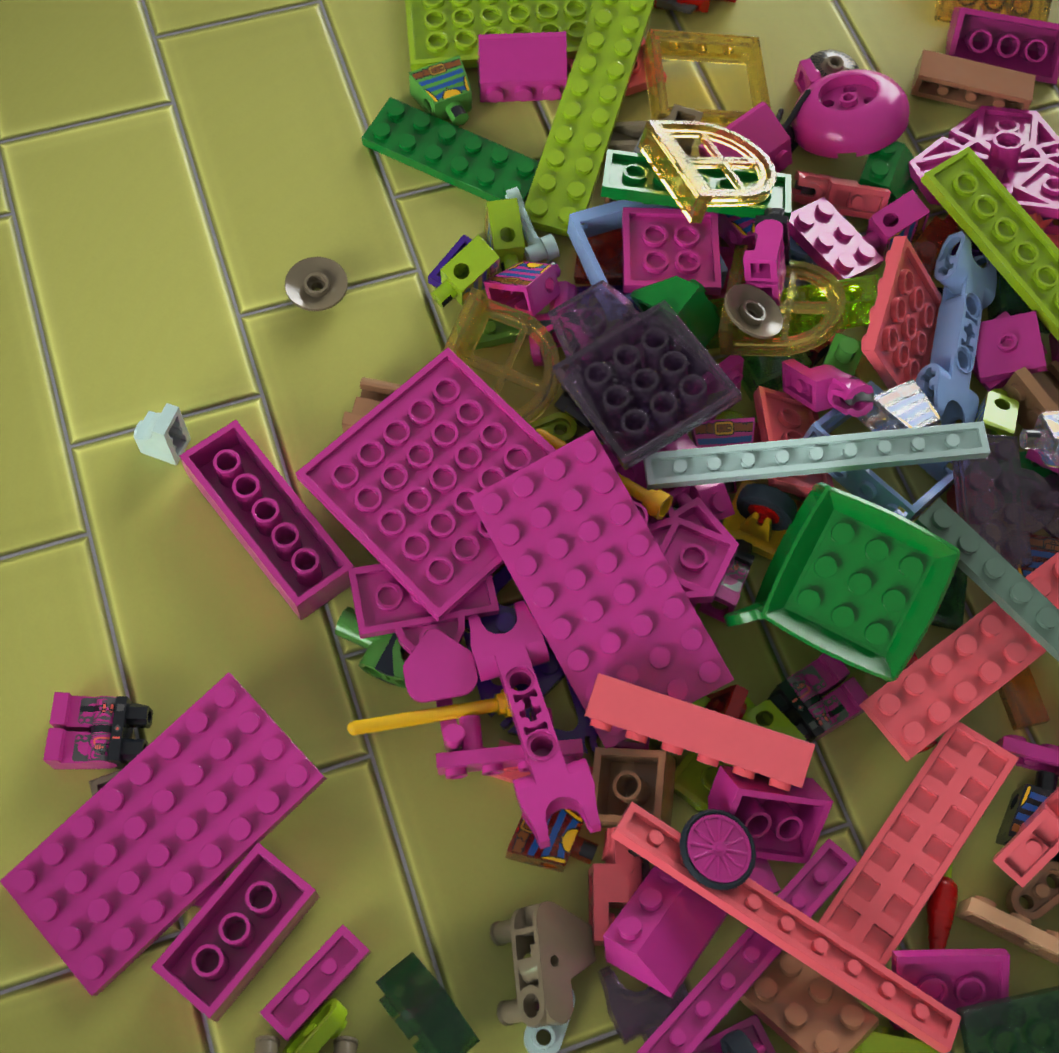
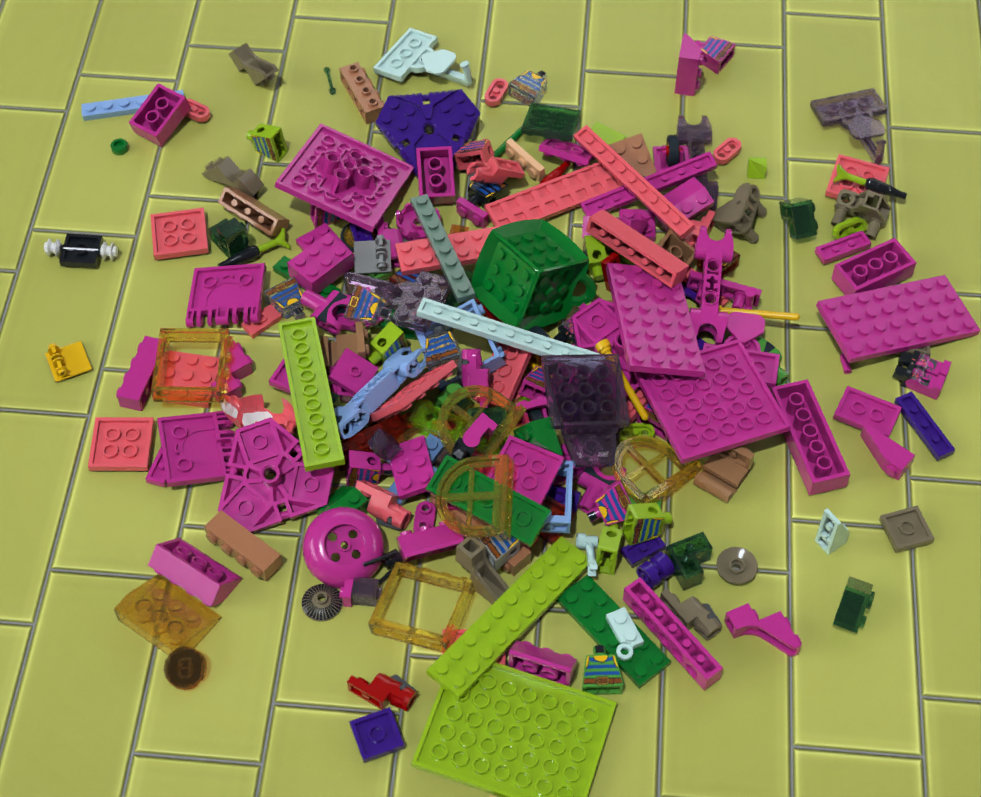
camera: 150 degrees left, 10 degrees down
(73, 431) = (906, 529): none -> dark tan plate
(76, 628) = (924, 426): none -> dark purple plate
(120, 542) = (889, 455): none -> dark pink slope
(127, 280) = (854, 601): none -> clear green brick
(163, 434) = (856, 502): light aqua arch -> none
(180, 615) = (861, 408): none -> dark pink plate
(184, 359) = (831, 533): none -> light aqua slope
(240, 216) = (773, 628): none -> dark pink arch
(357, 198) = (693, 614): none -> dark tan plate
(373, 157) = (672, 633): none -> dark pink brick
(390, 262) = (687, 557): none -> clear green brick
(427, 235) = (656, 569): none -> dark purple wheel
(435, 139) = (625, 632): none -> light aqua hinge
(717, 849) = (650, 207): dark pink wheel -> none
(753, 311) = (502, 410): dark tan dish -> none
(786, 86) = (366, 591): none -> brick
(880, 237) = (384, 445): none -> clear purple brick

